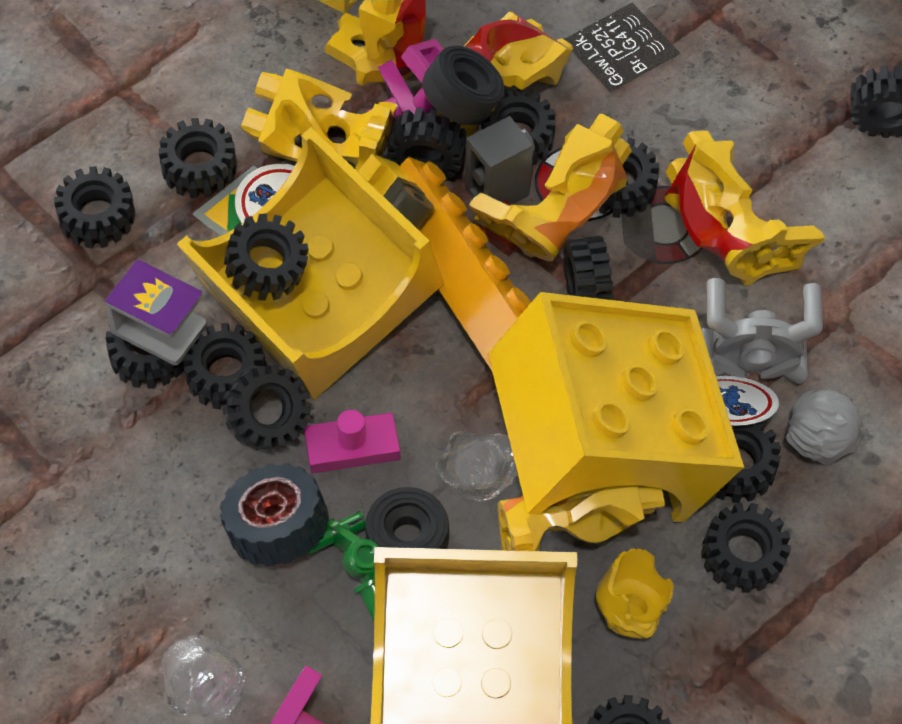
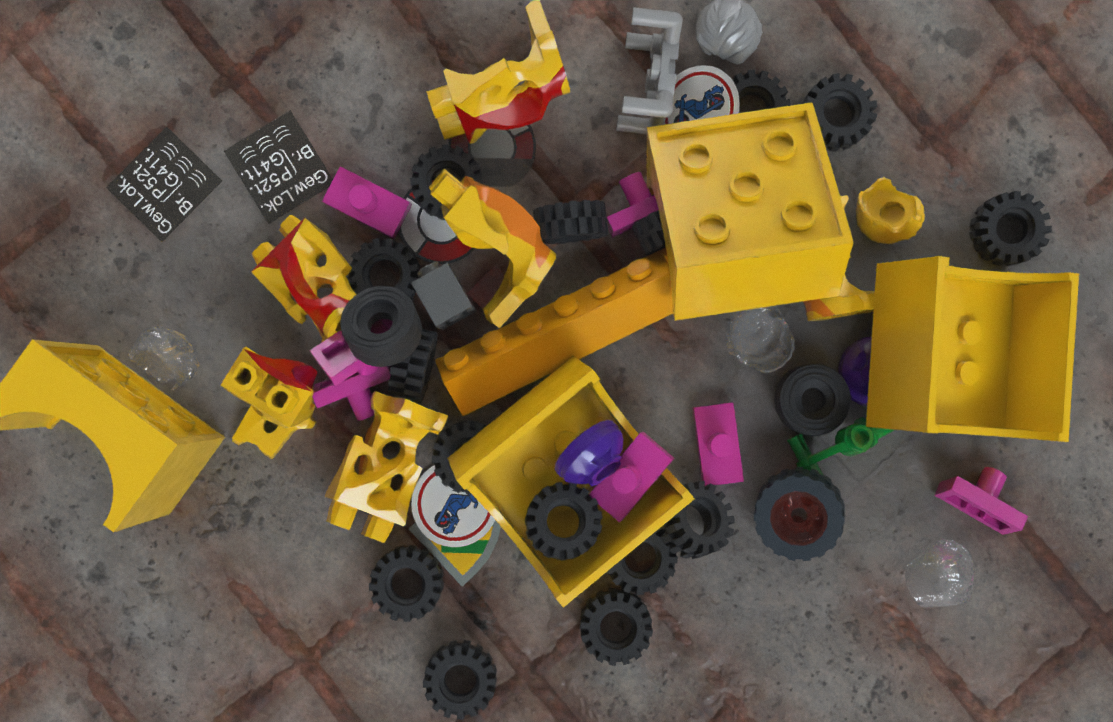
camera: 90 degrees left, 30 degrees up
(155, 312) = (610, 622): piece -> none
(313, 321) = (639, 469): none -> dark pink tile
(348, 267) = (592, 455): none -> dark purple piece
(397, 188) = (487, 397): leg -> none
(594, 99) = (367, 202): none -> dark pink tile

